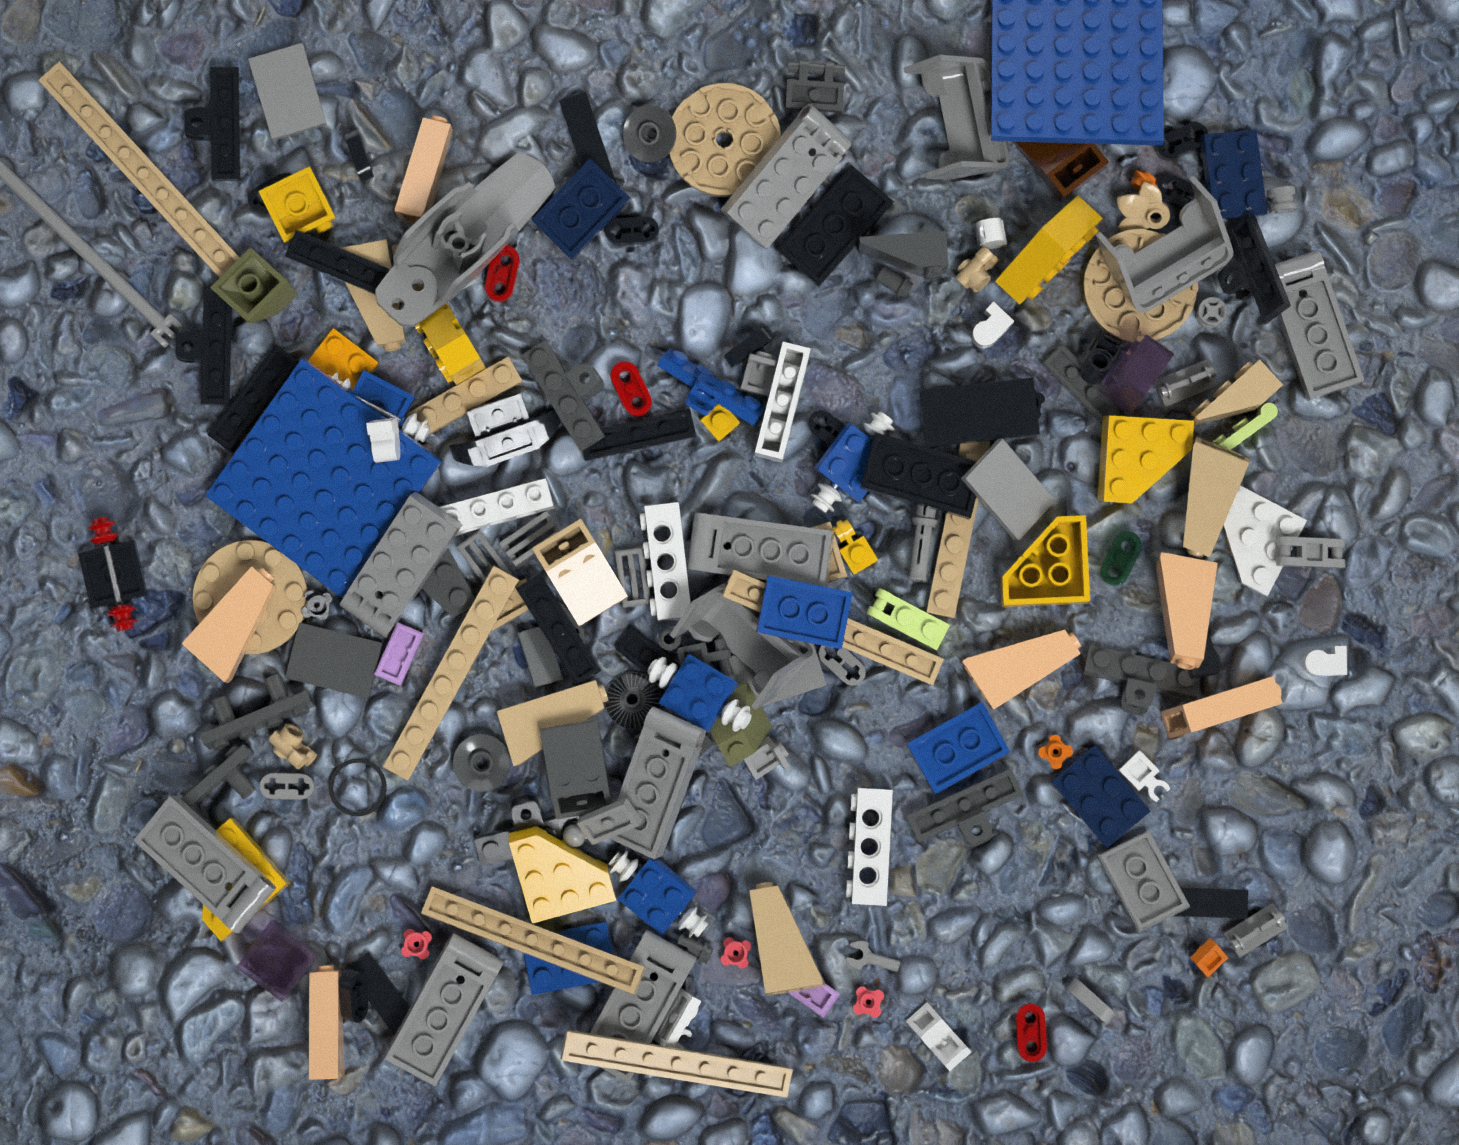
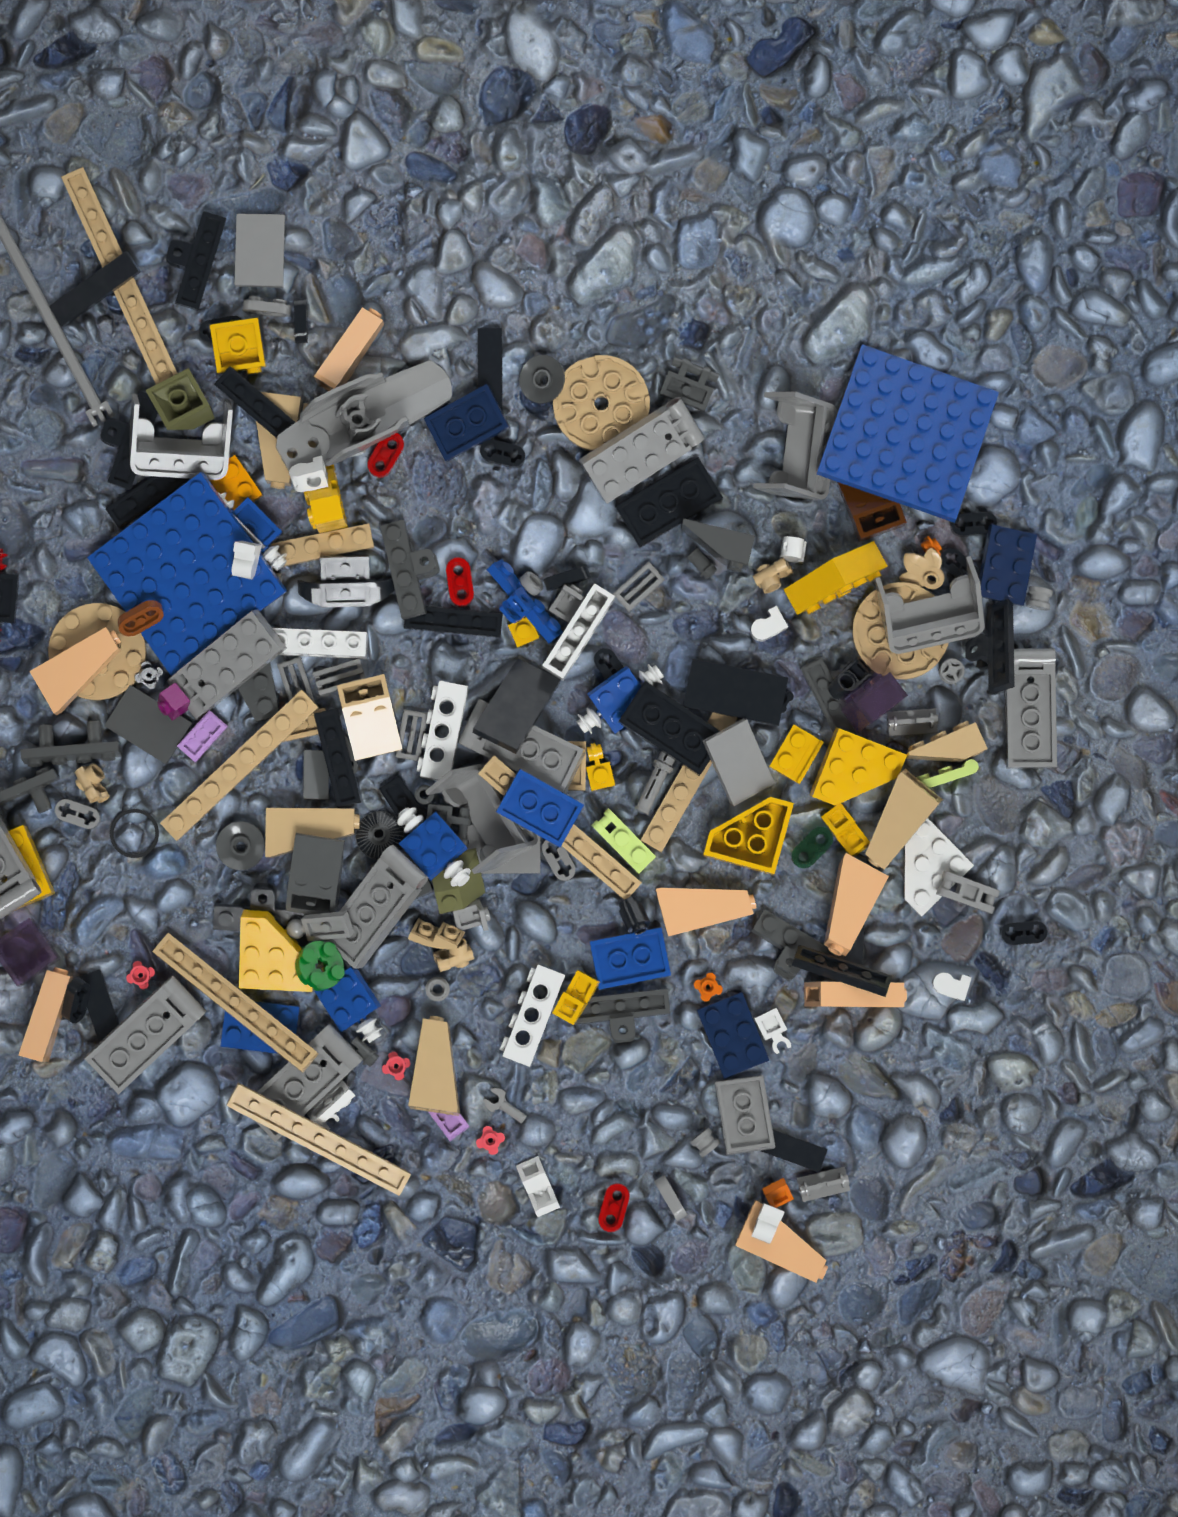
camera: 15 degrees right, 0 degrees up
(117, 192) = (95, 288): none -> black tile
(273, 349) = (179, 456): none -> light grey windscreen
(287, 544) = (140, 618): none -> dark orange plate
(306, 154) = (277, 308): none -> light grey plate
(354, 626) = (173, 702): none -> magenta plate
(425, 323) = (309, 475): none -> white leg
(627, 859) = (332, 962): none -> green plate
(711, 364) = (531, 583): none -> light grey tile
(725, 795) = (443, 938): none -> tan slope
(740, 507) = (516, 706): none -> black tile
(761, 858) = (445, 989): none -> light grey plate
(763, 806) = (454, 957): none -> tan plate
(820, 351) = (654, 573): none -> light grey tile
(912, 811) = (576, 997): none -> yellow slope
(947, 699) = (634, 915): none -> black brick
(1068, 460) = (796, 754): none -> yellow plate
(1109, 926) = (705, 1142): none -> light grey wheel
(1151, 527) = (845, 830): none -> yellow slope
(1201, 685) = (842, 970): none -> black tile
(1210, 994) = (767, 1223): none -> white leg
(1222, 1012) = (784, 1250): none -> light nougat slope
(1389, 584) = (1024, 939): none -> black beam

